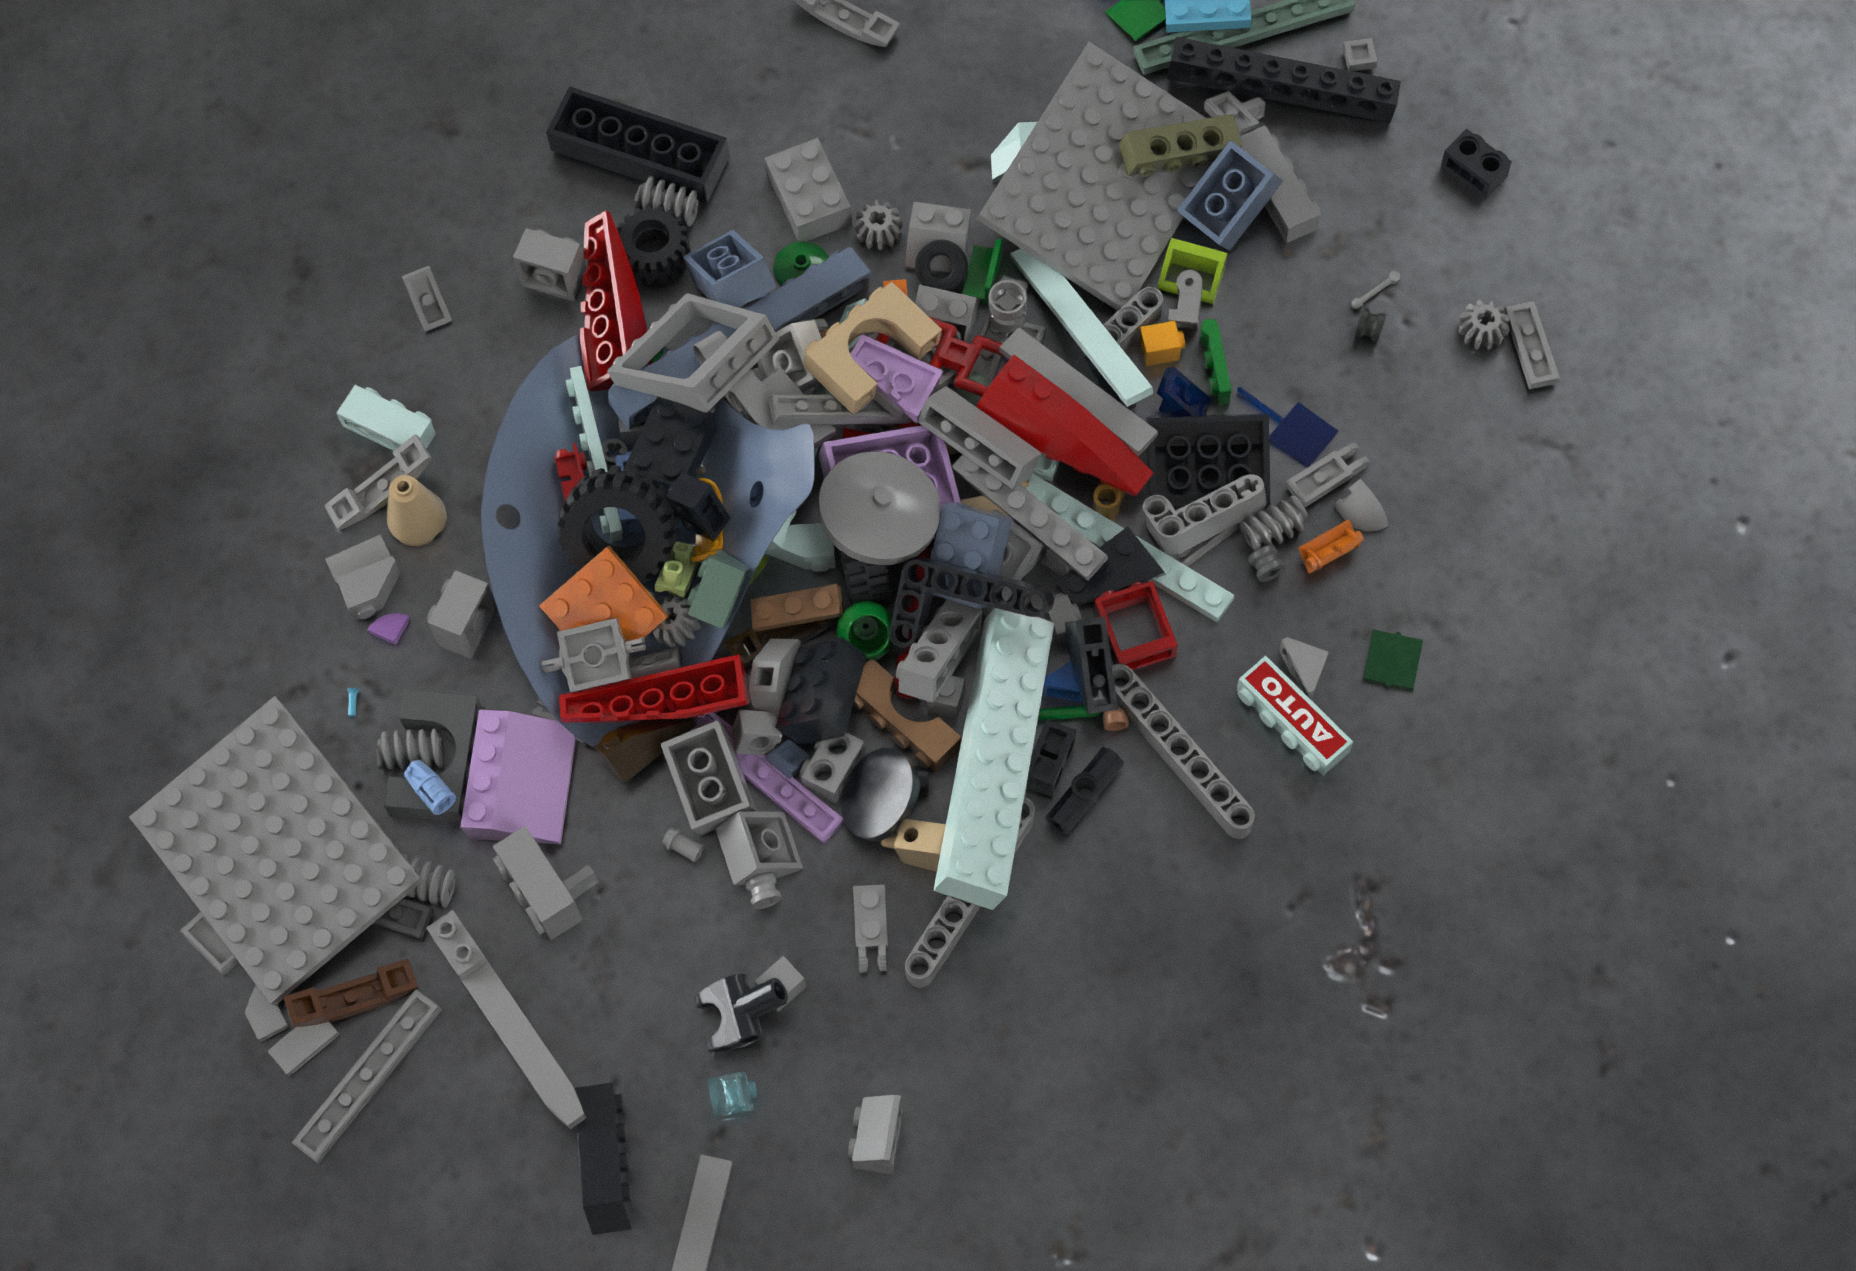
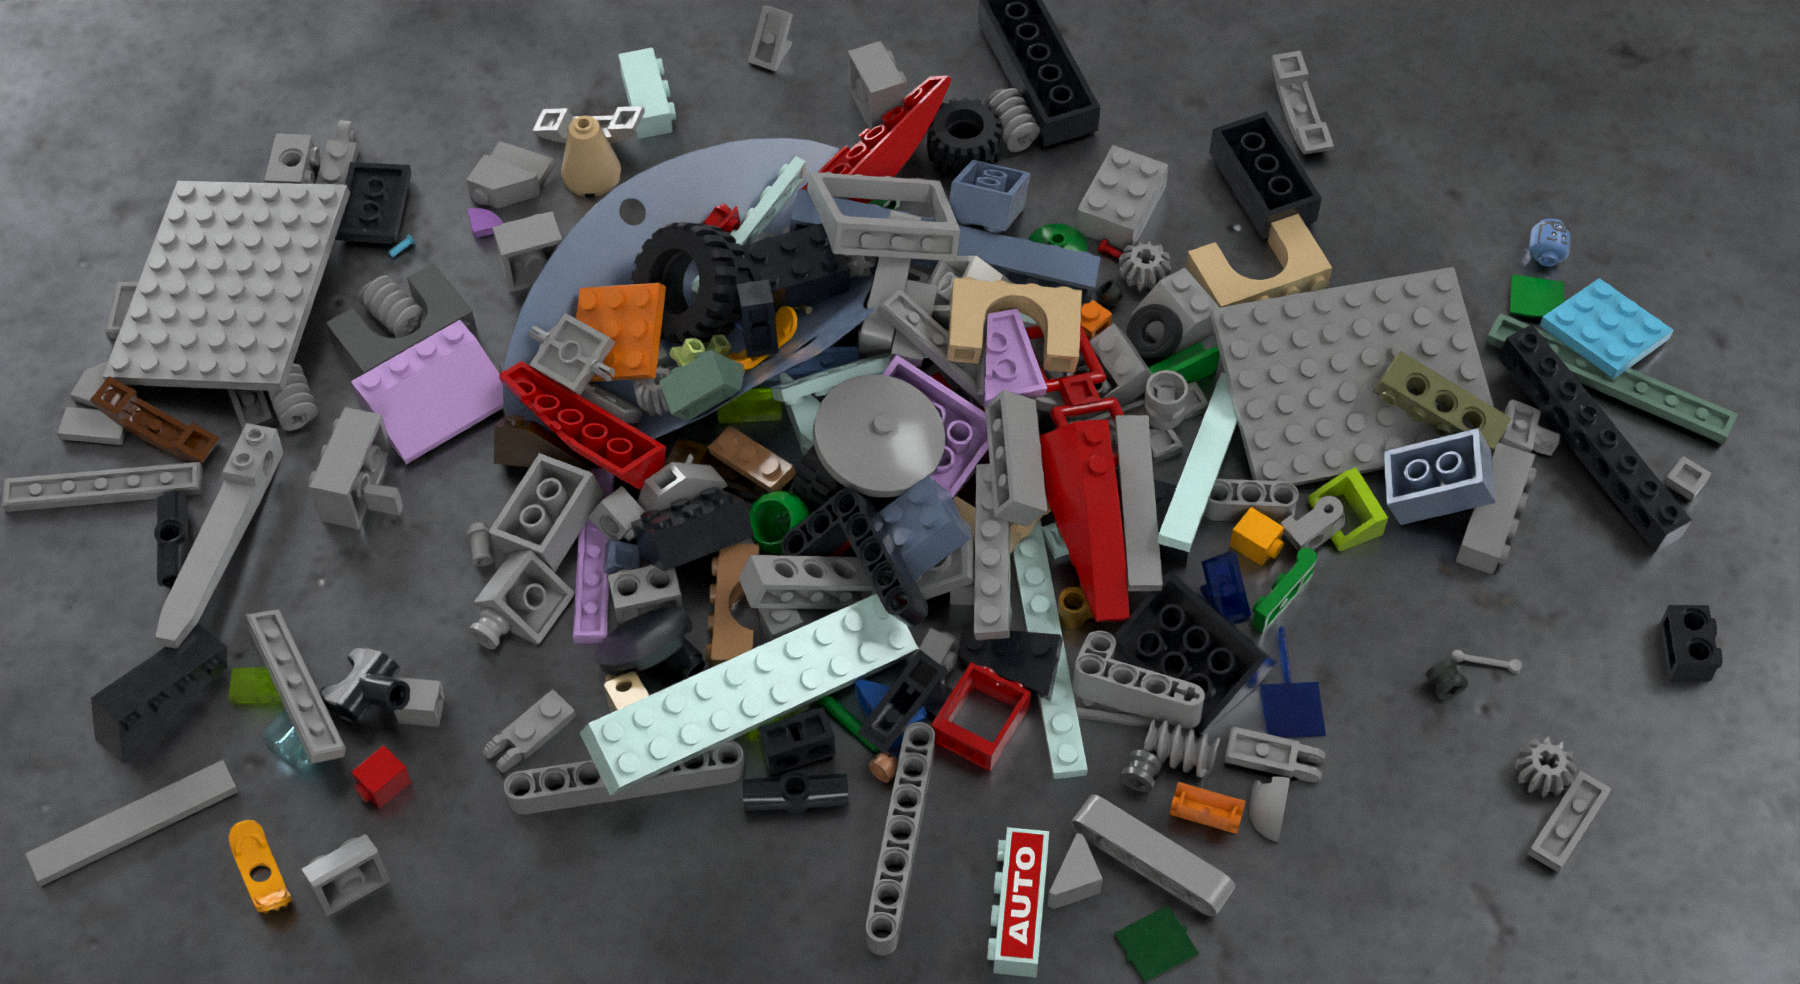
camera: 45 degrees right, 10 degrees down
(186, 711) = (292, 159): none -> light grey brick
(225, 689) = (338, 156): none -> light grey plate
(296, 684) = (374, 202): none -> black plate
(429, 787) = (362, 337): light blue hinge -> none
(457, 1045) = (171, 523): none -> black piece
(661, 1080) = (252, 686): none -> clear neon green plate
(690, 1058) = (295, 686): none -> light grey tile
(794, 1189) = (252, 850): none -> light orange piece
(819, 1055) = (380, 777): none -> red brick
(838, 235) = (1103, 246): none -> red piece
(877, 262) = (1109, 293): none -> pearl dark grey hinge
(882, 86) = (1264, 172): none -> black brick
(979, 131) = (1296, 249): none -> tan arch
(1332, 608) = (1153, 855): none -> light grey beam

